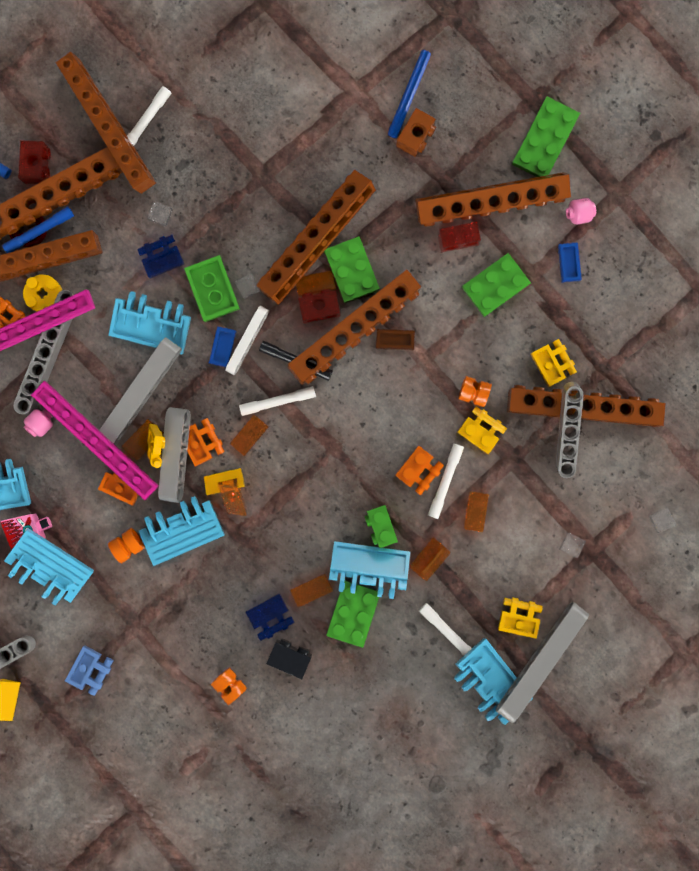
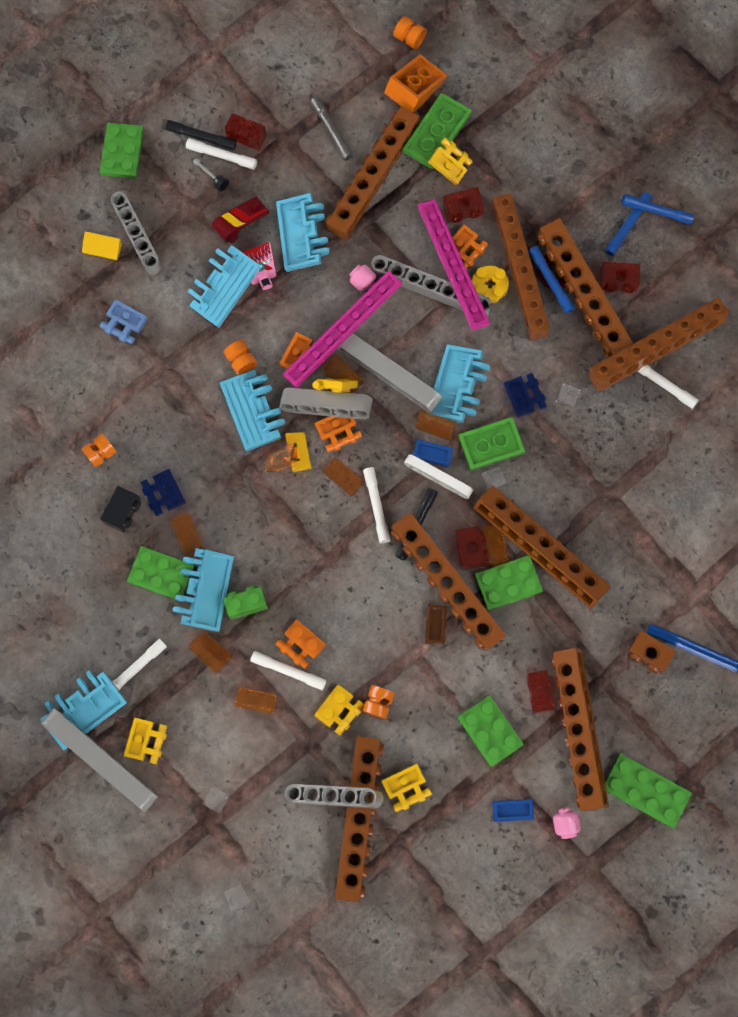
camera: 95 degrees right, 10 degrees down
(194, 344) = (435, 425): none -> clear orange slope

